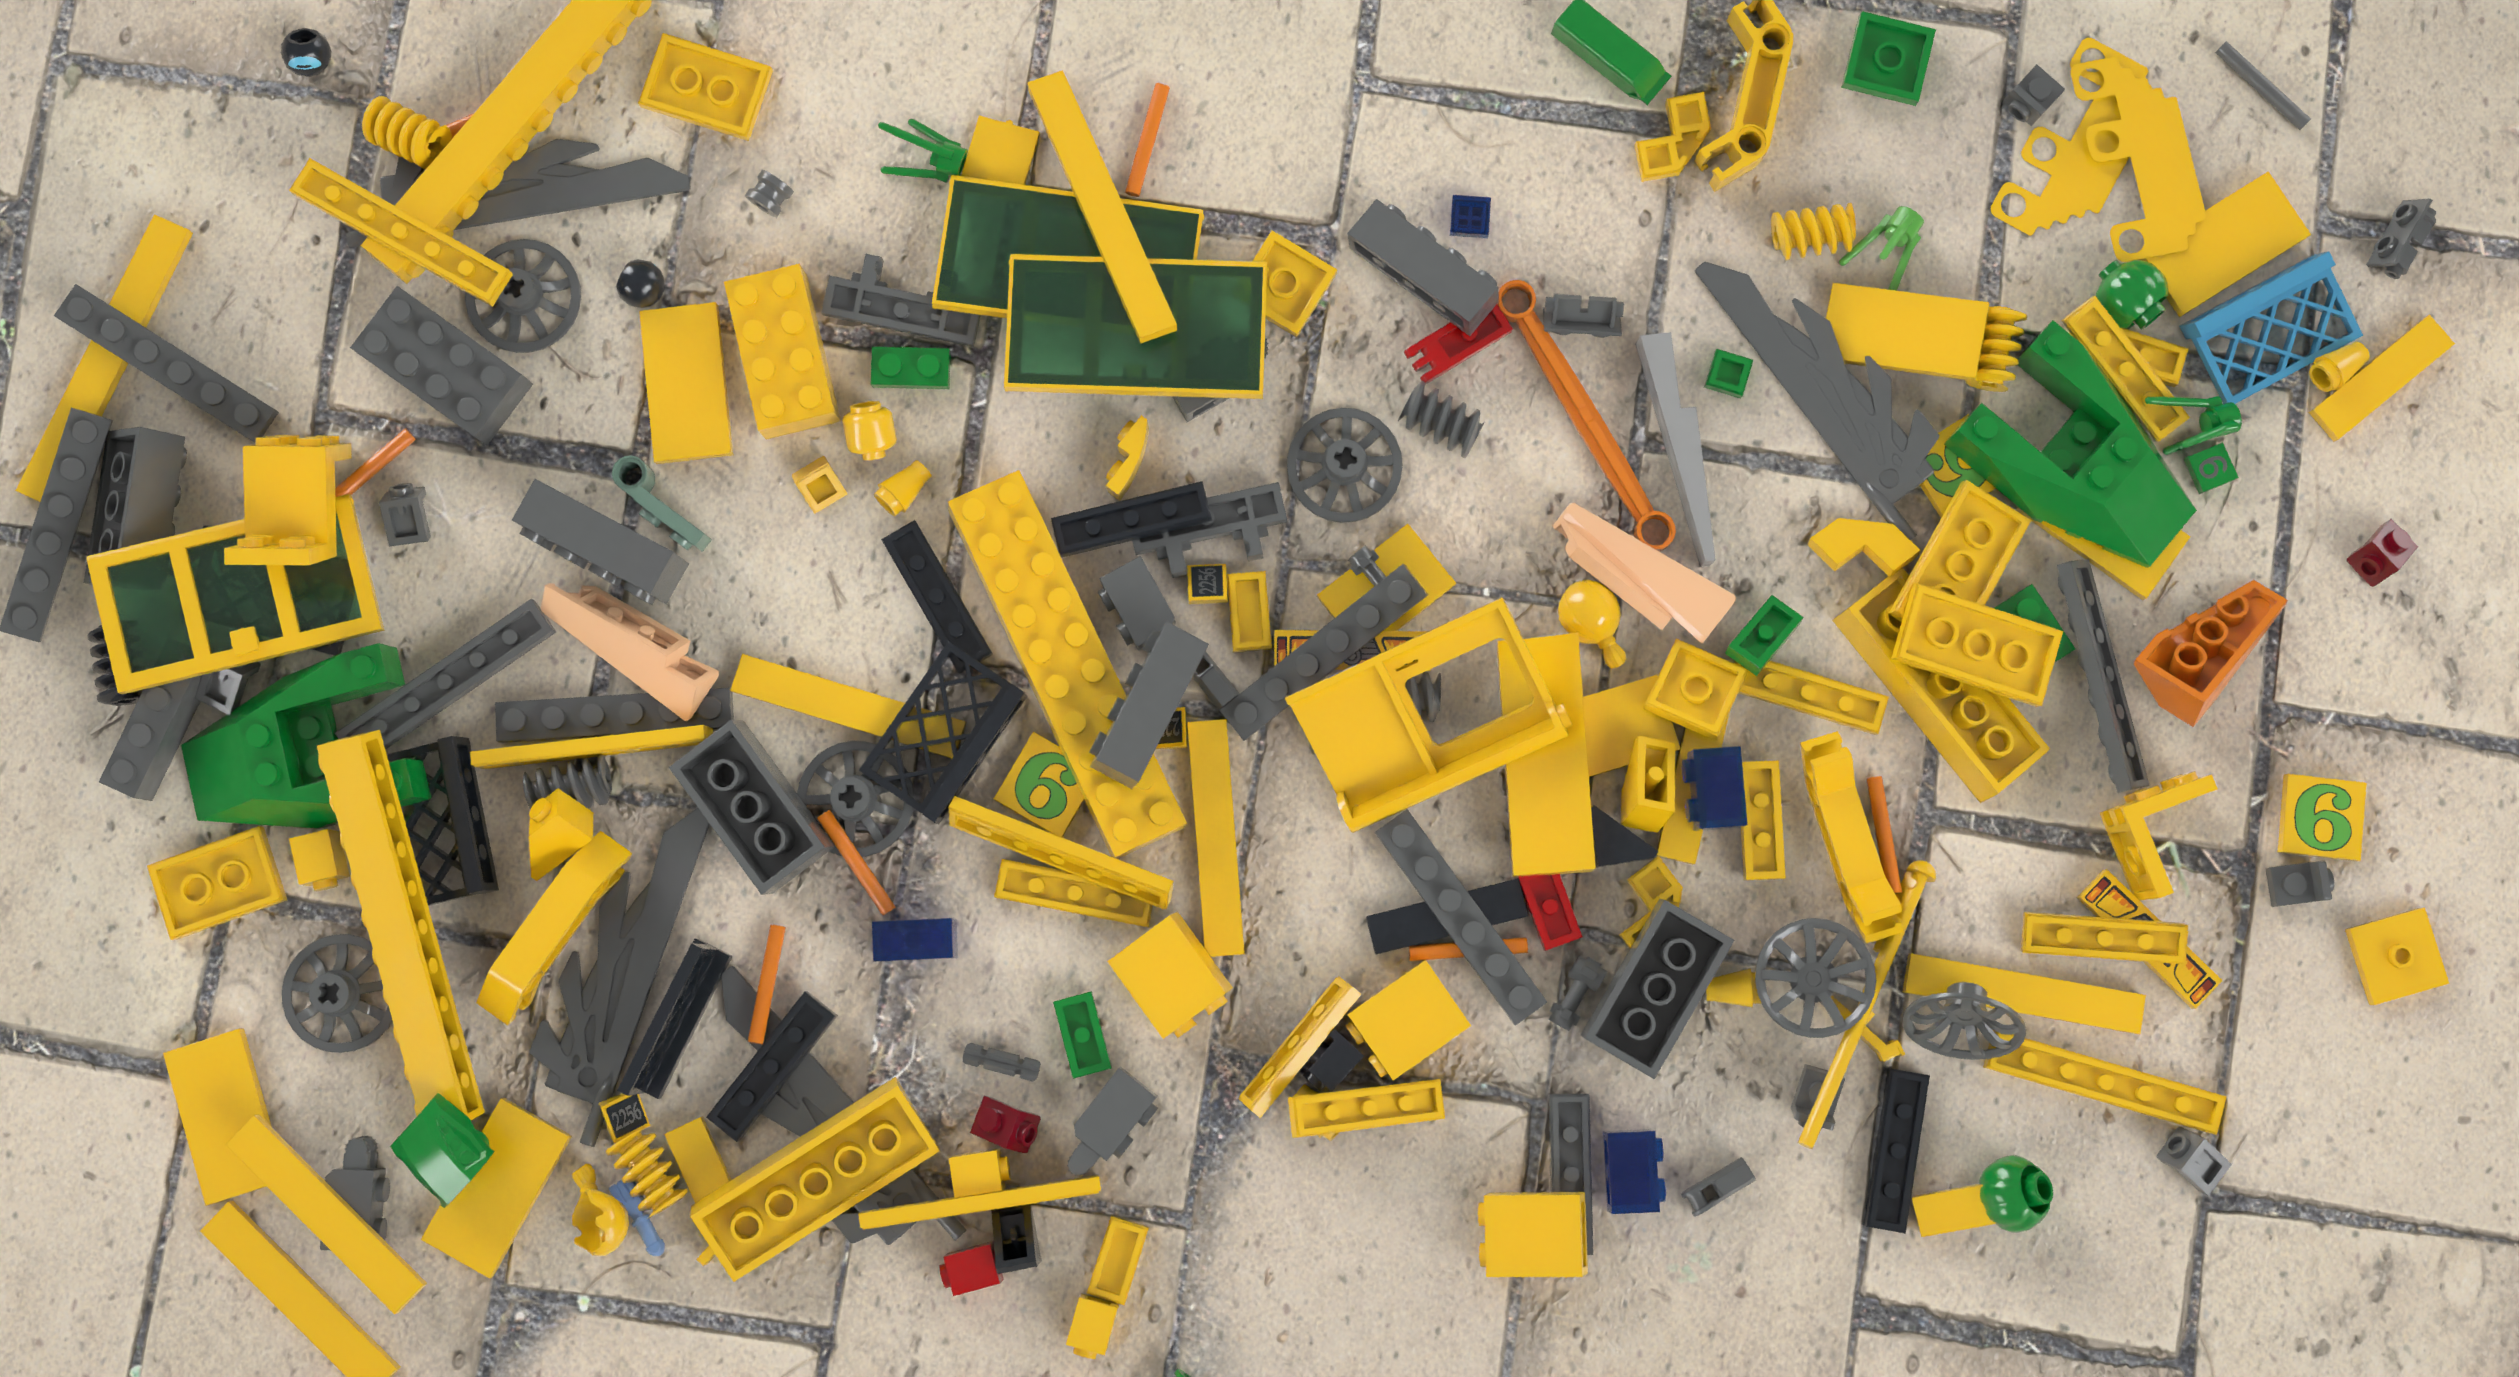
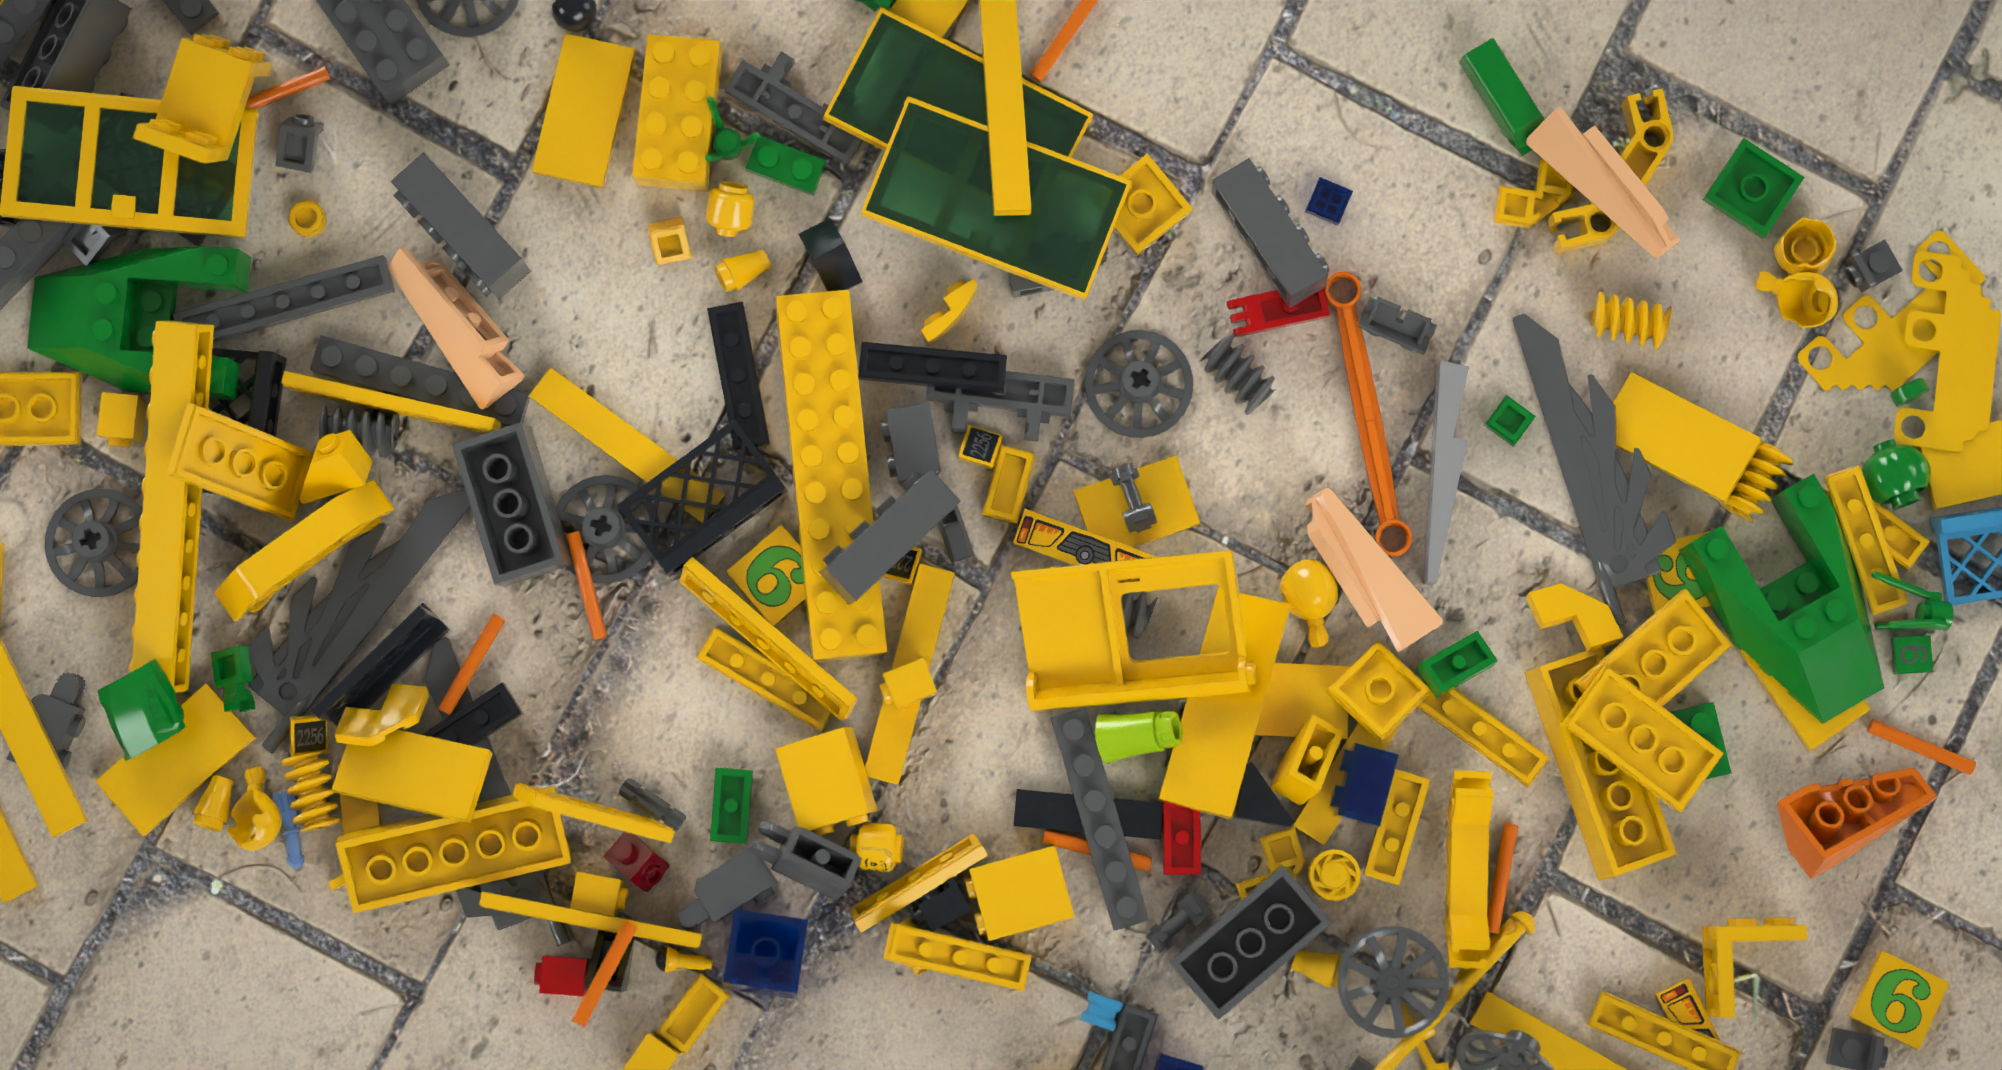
camera: 20 degrees right, 0 degrees up
(441, 589) = (307, 218): none -> yellow tile
(454, 861) = (239, 462): none -> yellow tile
(523, 1079) = (231, 673): none -> green plate
(552, 1220) = (214, 805): none -> yellow cone
(653, 508) = (517, 213): sand green plate -> none
(684, 1085) = (368, 726): none -> yellow tile
(744, 1115) = (416, 774): none -> yellow tile
(842, 363) = (726, 141): none -> green plant
(914, 940) = (614, 671): clear blue brick -> none
(944, 1092) = (593, 812): none -> yellow tile
(988, 443) = (830, 256): none -> black slope
(1013, 1254) = (604, 974): none -> orange bar
(1075, 1213) = (670, 959): none -> yellow piece
(1170, 1174) = (765, 954): none -> clear blue slope
(1180, 1062) = (808, 859): none -> dark grey hinge
(1219, 848) = (908, 684): none -> yellow brick
(1245, 1024) = (878, 846): none -> yellow head
(1324, 651) = (1062, 542): dark grey plate -> none
(1468, 818) = (1136, 734): none -> lime plant
(1531, 1111) = (1101, 1011): none -> dark azure wheel
(1715, 890) = (1333, 875): none -> yellow wheel
(1740, 97) = (1604, 179): none -> light nougat wedge
(1900, 230) = (1709, 345): bright green plant -> none
(1962, 99) = (1806, 247): none -> yellow hair
(1976, 150) = (1801, 297): none -> yellow hair
(2103, 676) = (1747, 805): dark grey plate -> none
(2115, 207) = (1909, 392): none -> green tile
(2253, 556) = (1921, 747): none -> orange bar

